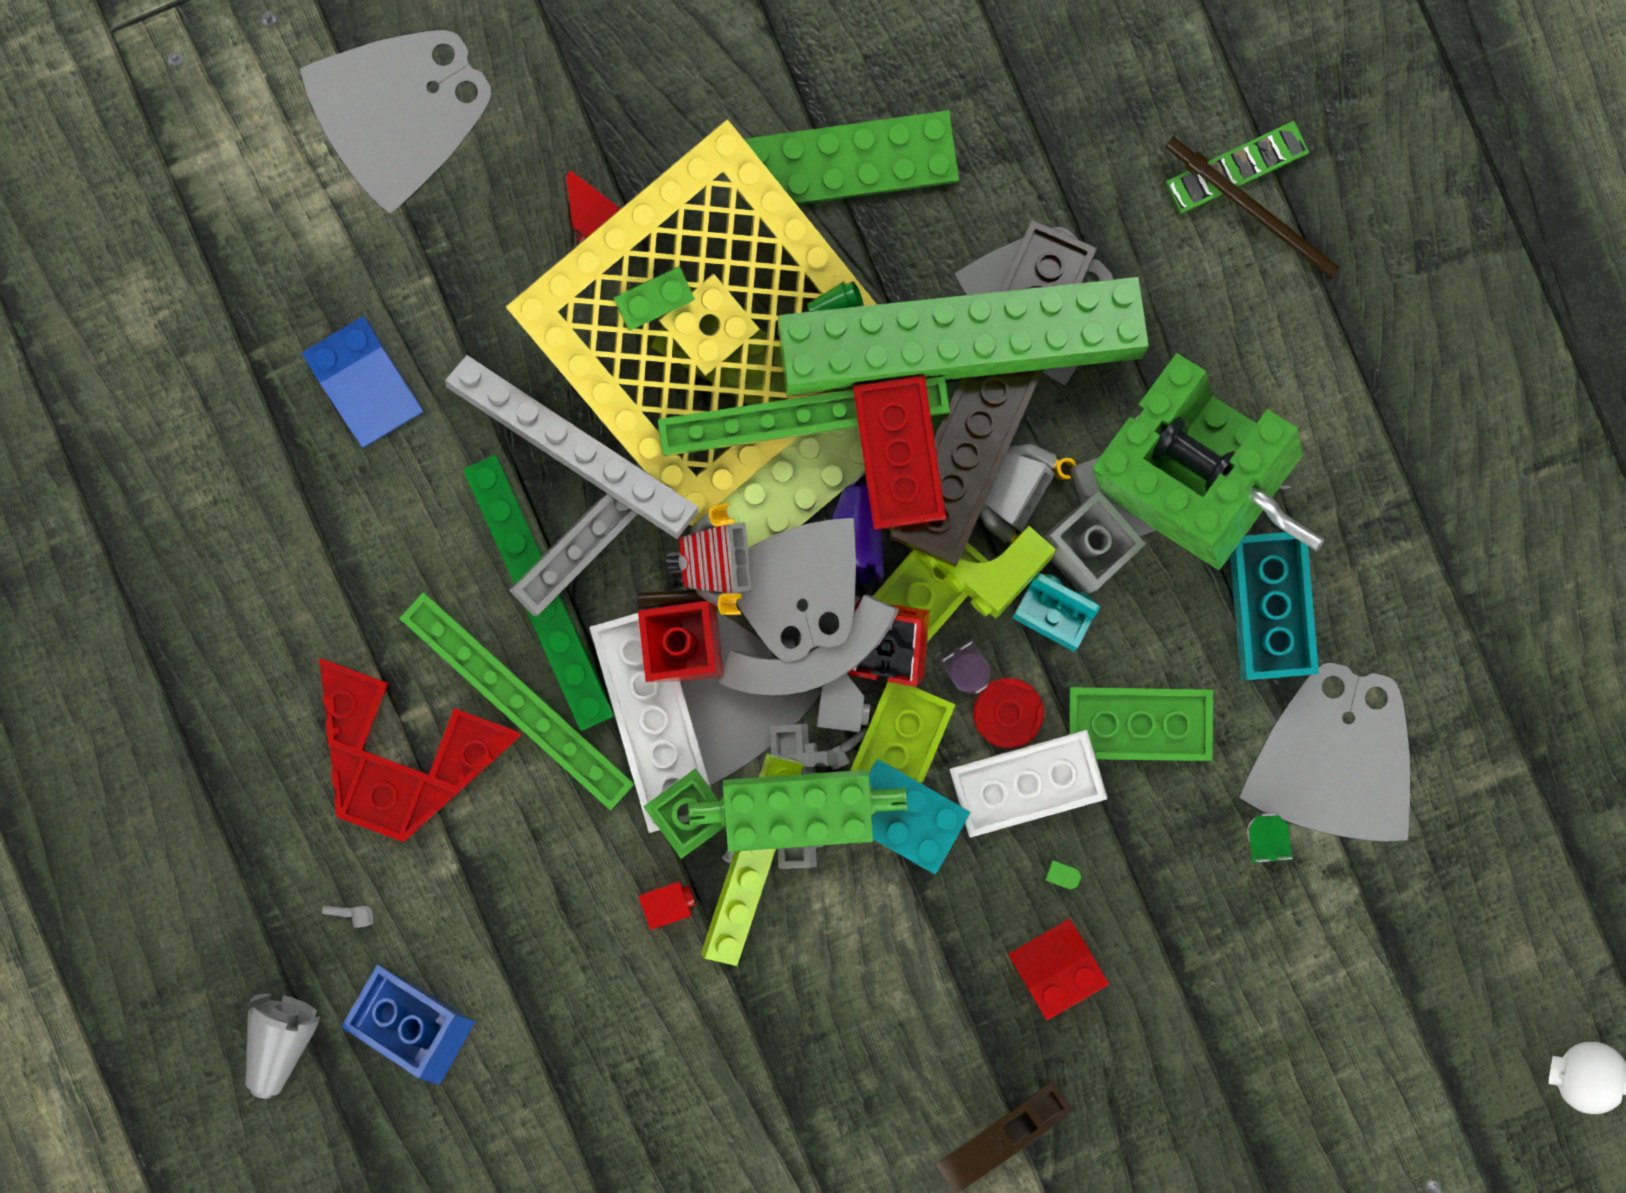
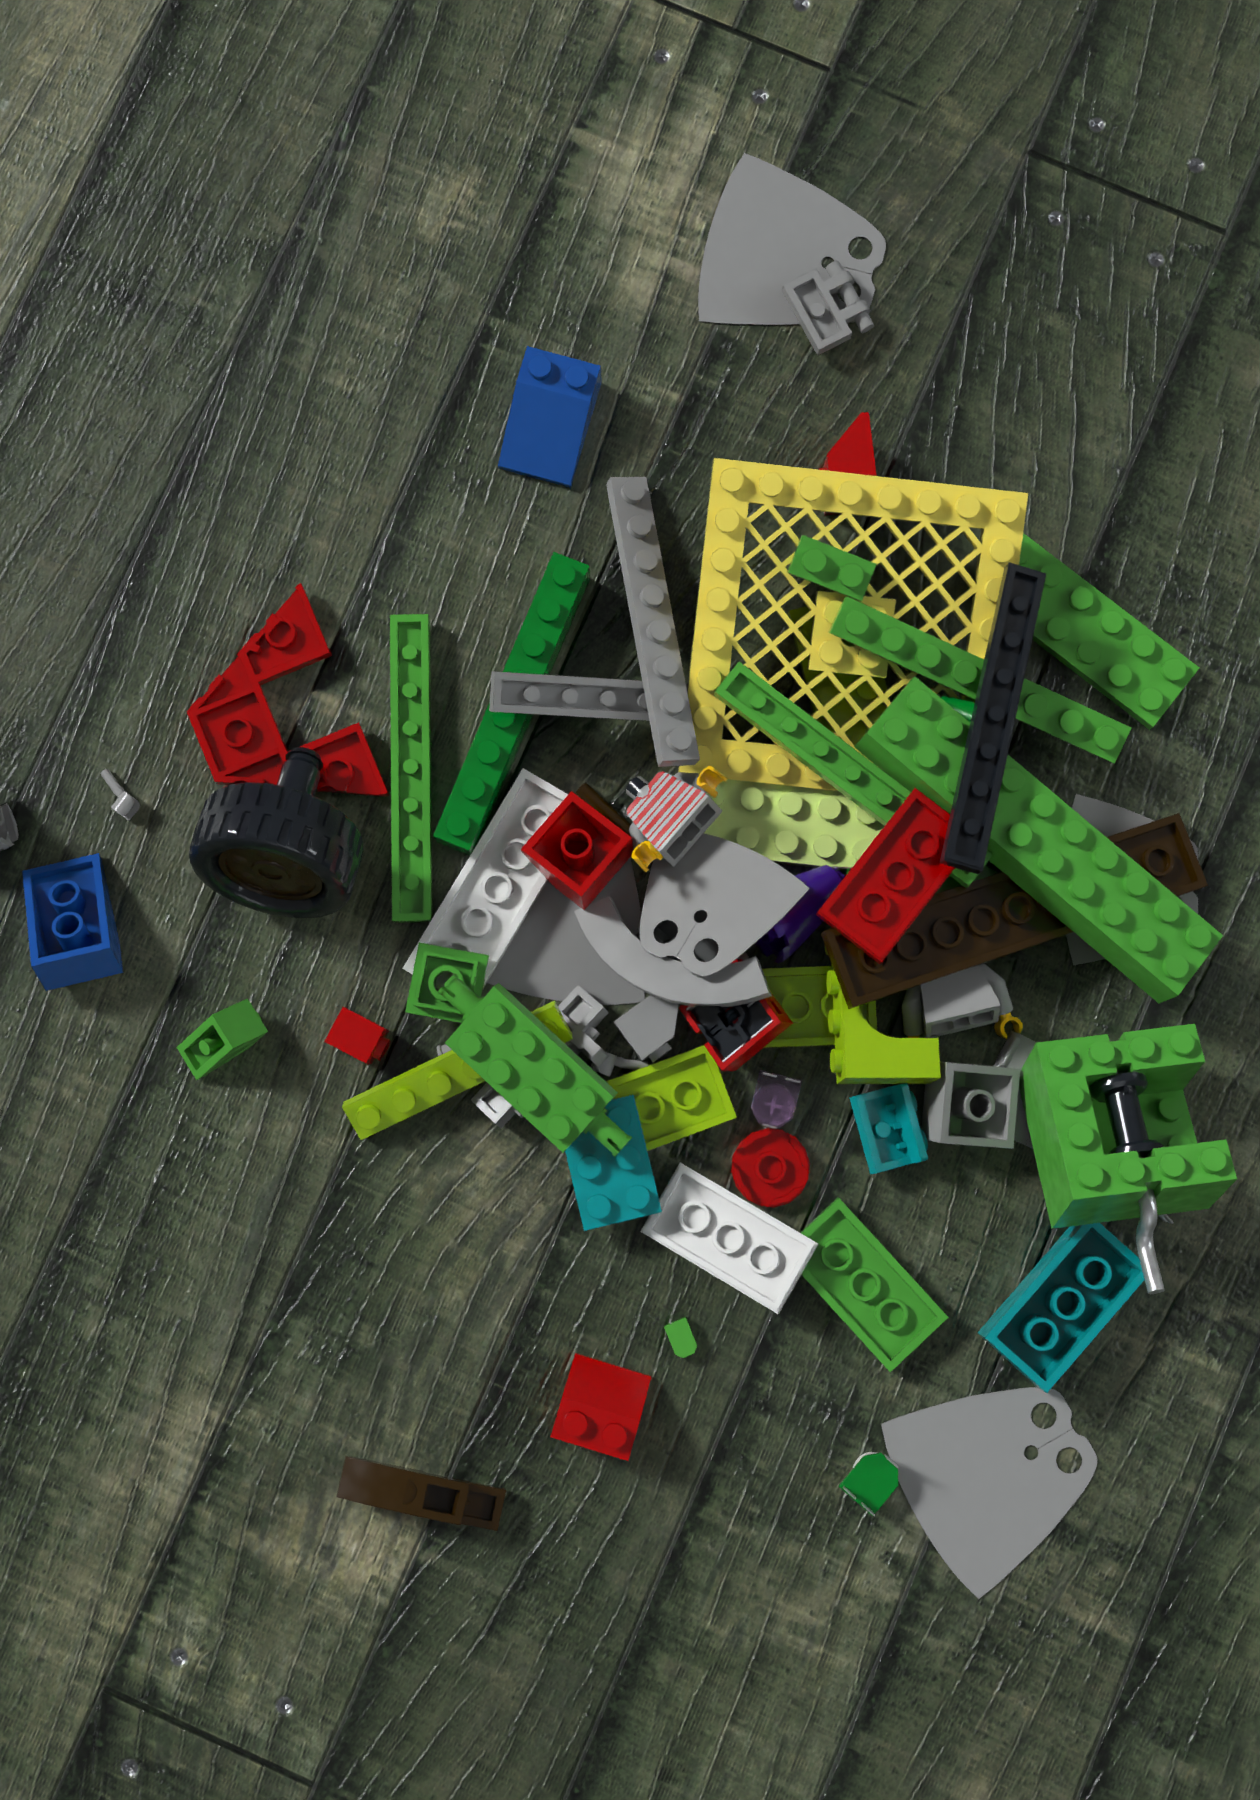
camera: 50 degrees right, 5 degrees down
(464, 129) = (818, 312): none -> light grey plate
(492, 839) = (278, 844): none -> black wheel
(582, 996) = (222, 1038): none -> bright green slope
(820, 270) = (962, 673): none -> bright green plate
(855, 290) = (993, 719): none -> black tile

